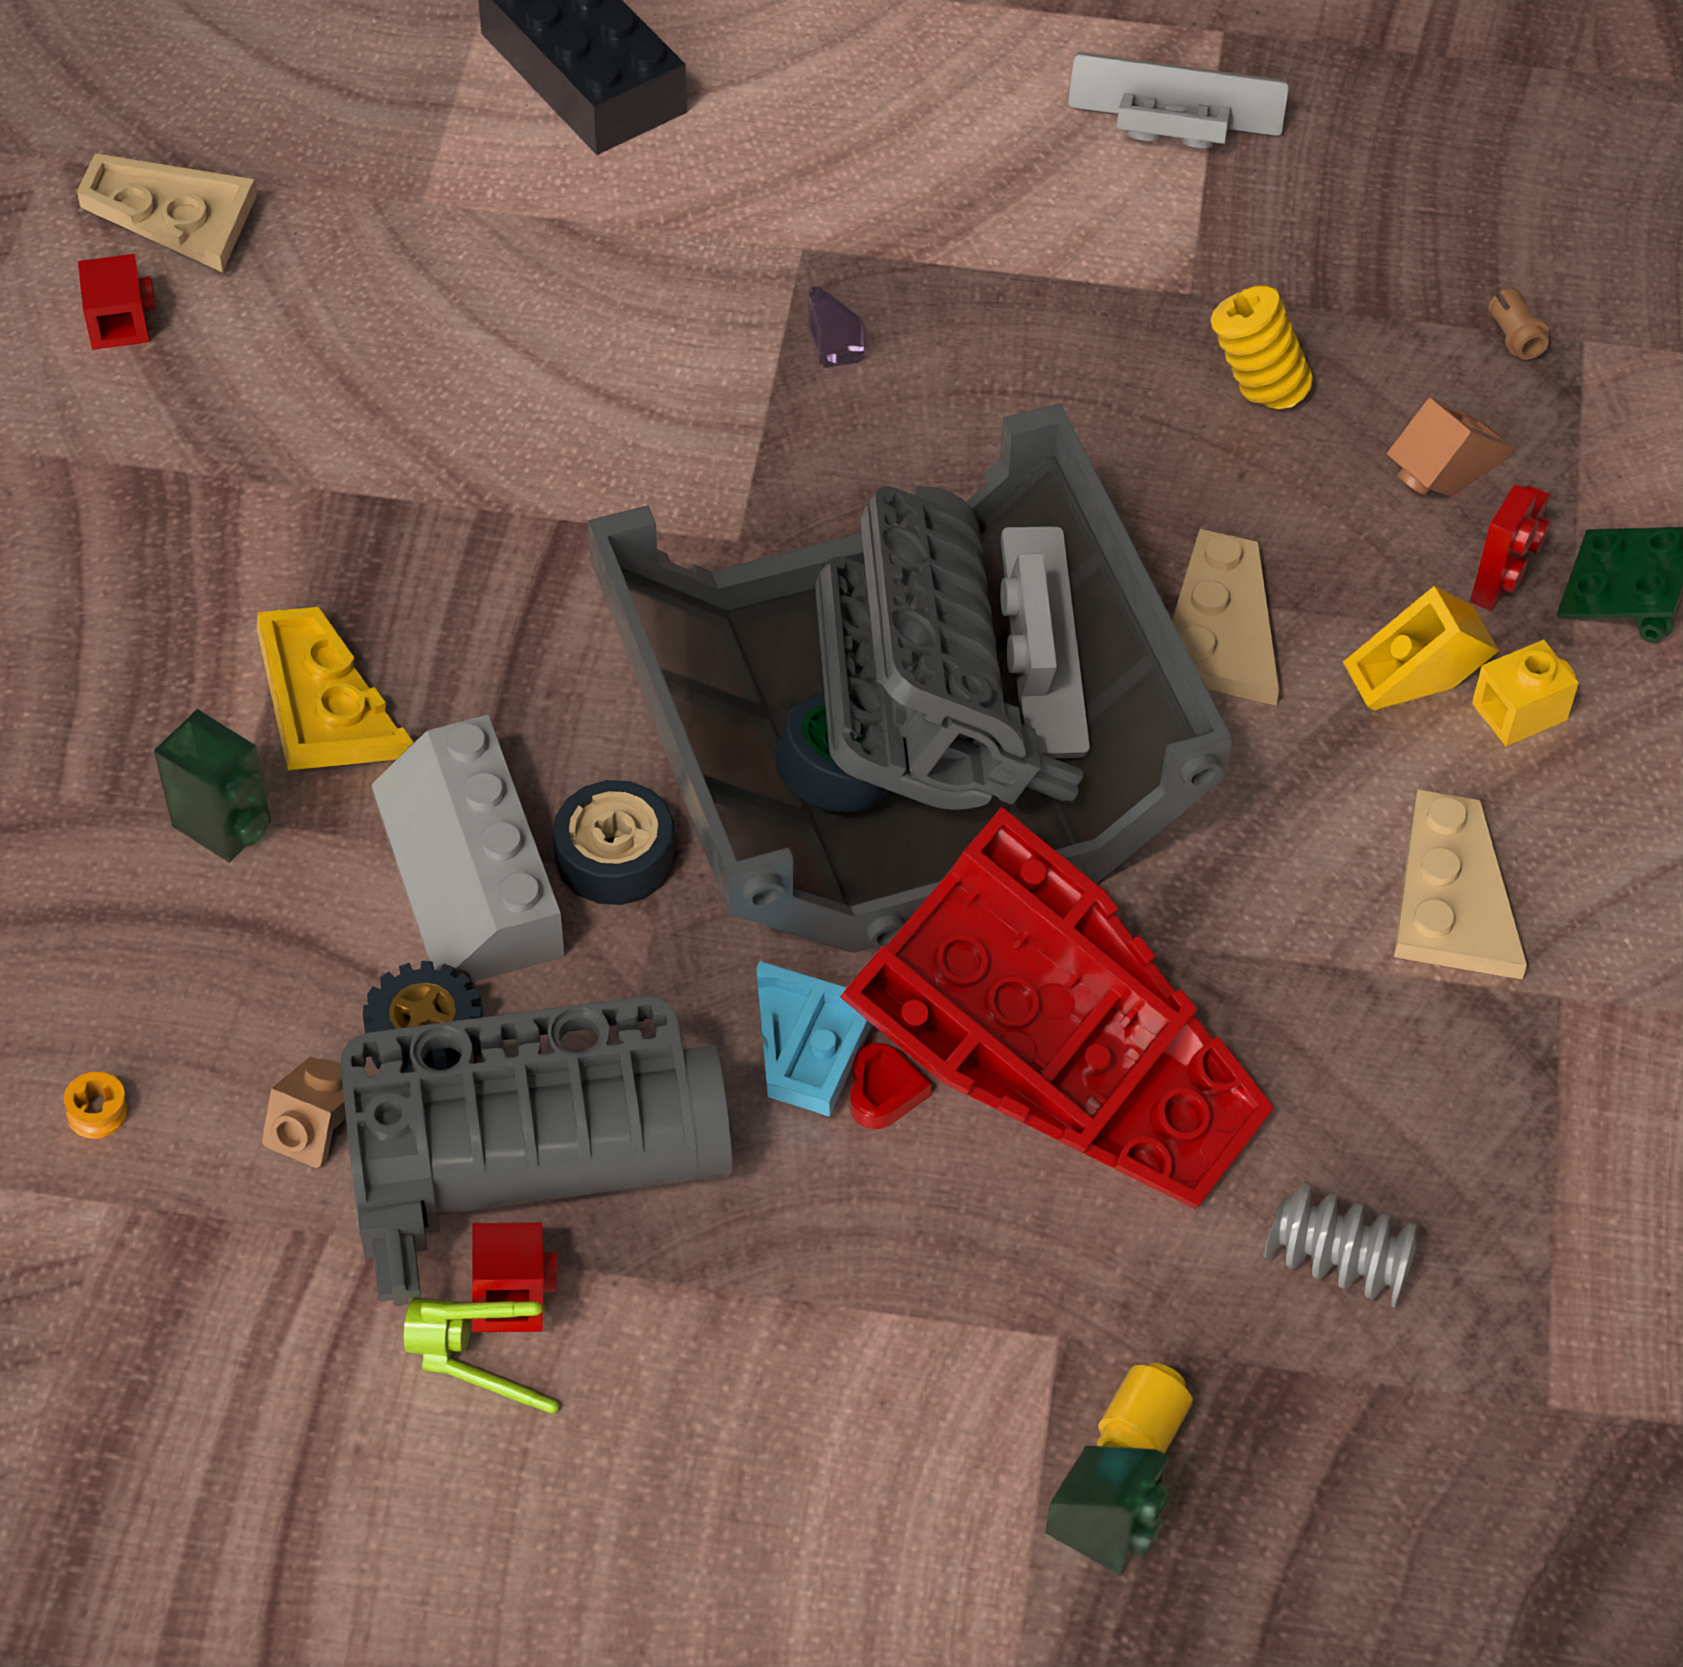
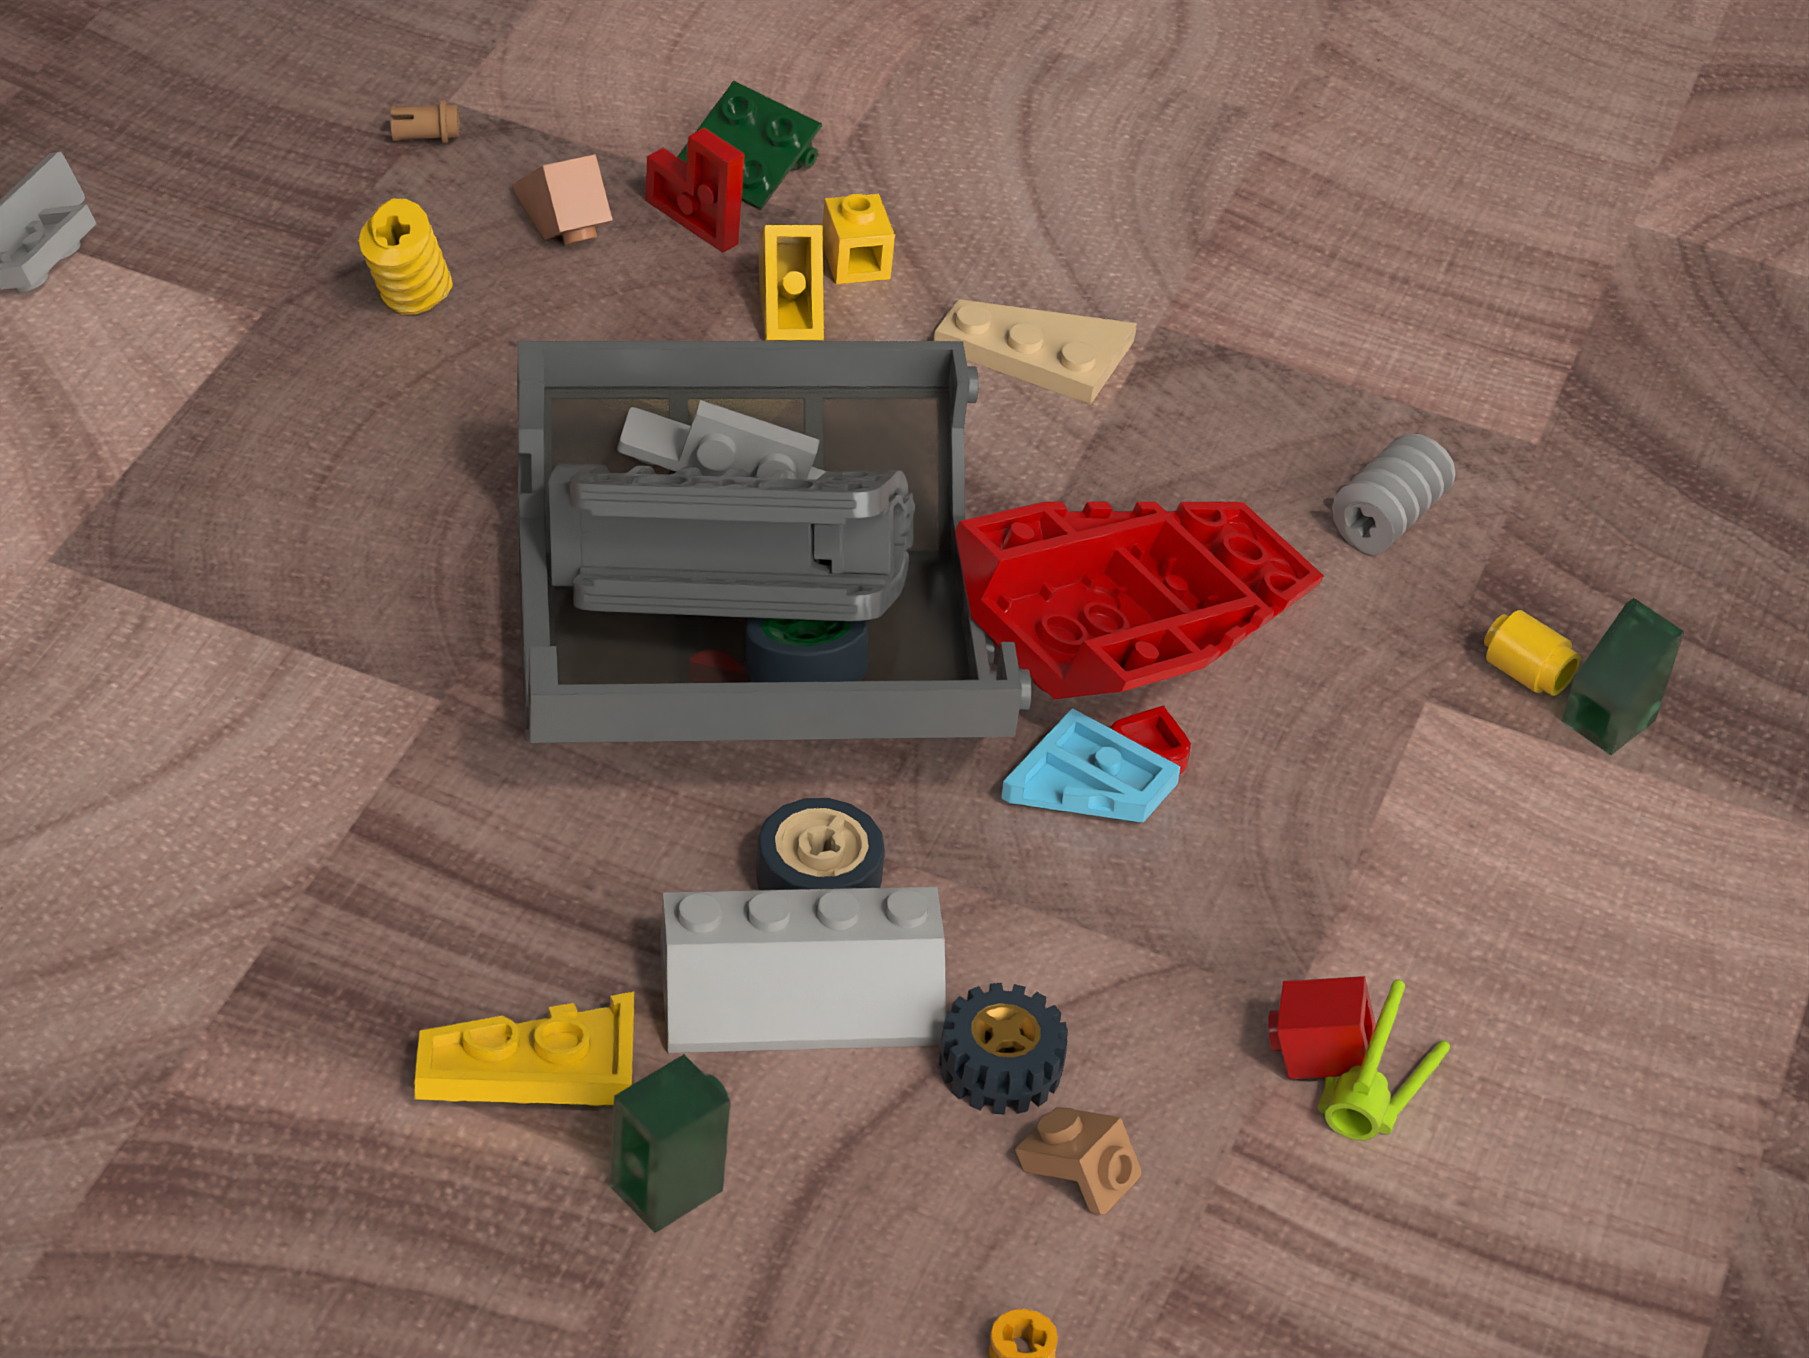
camera: 80 degrees left, 10 degrees down
(522, 1122) = (1181, 1033): dark grey piece -> none
(834, 330) = (202, 550): clear purple slope -> none

